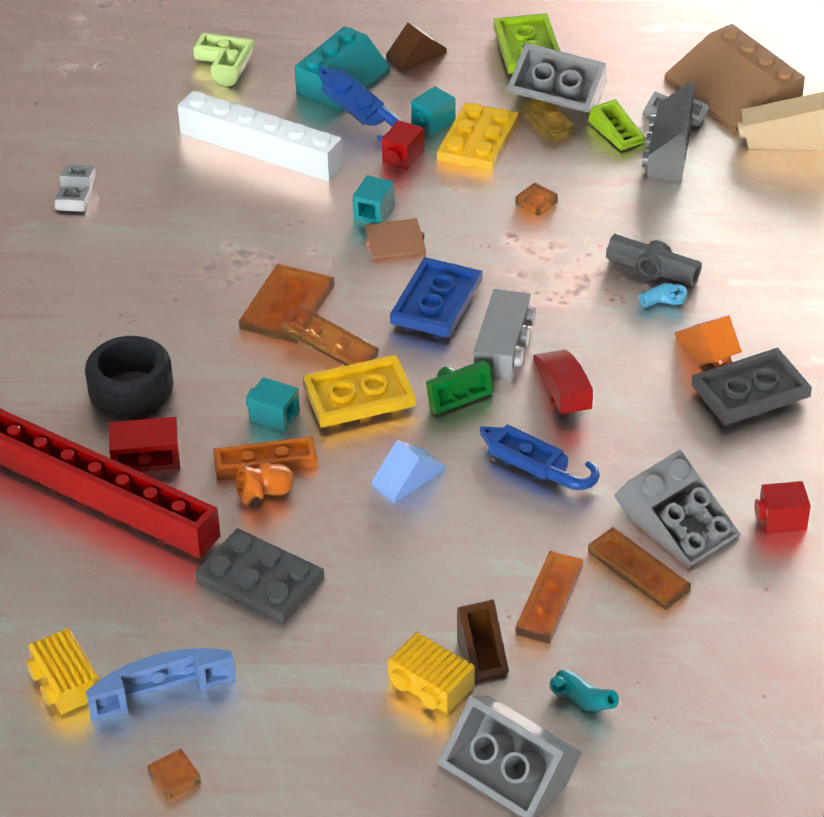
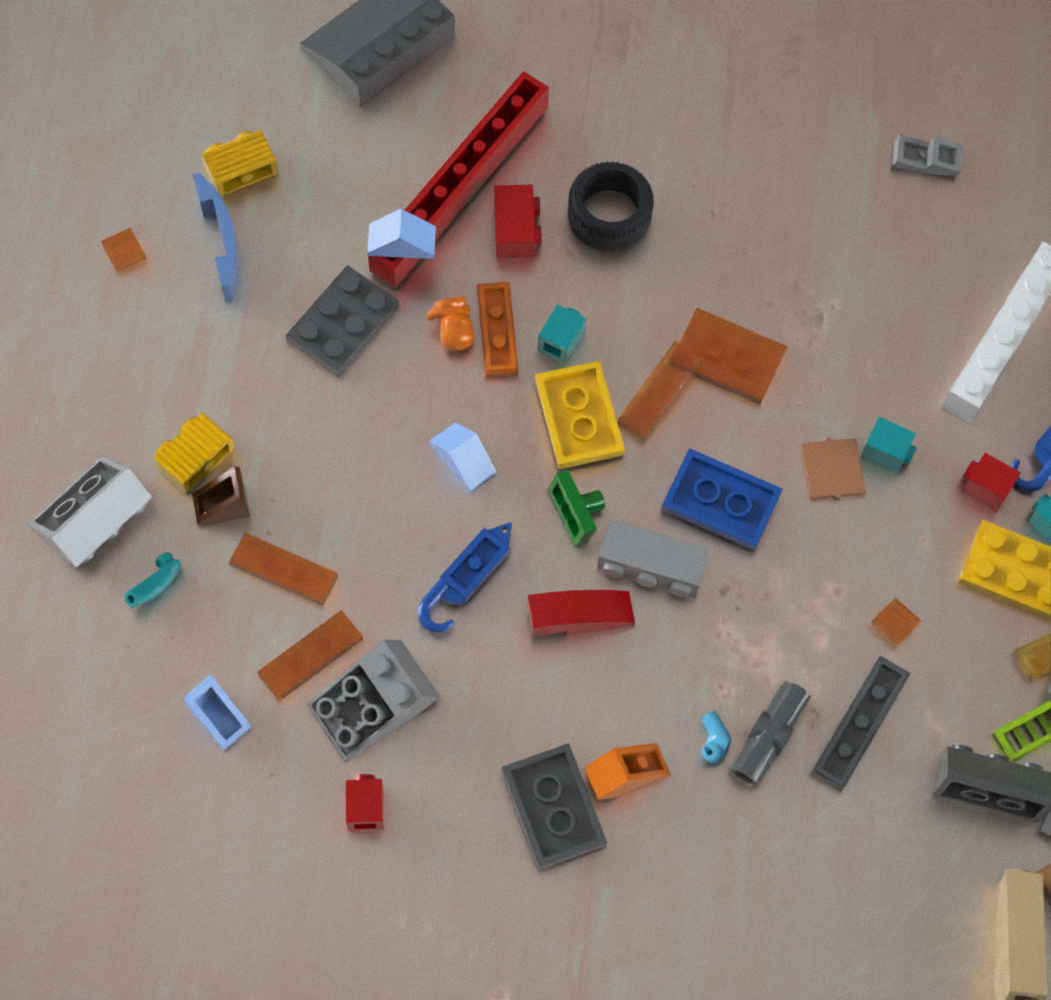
camera: 90 degrees right, 25 degrees up
(182, 501) = (401, 236): none -> light blue slope
(630, 217) = (860, 724): none -> dark grey tile
(714, 628) = (216, 712): none -> light blue slope

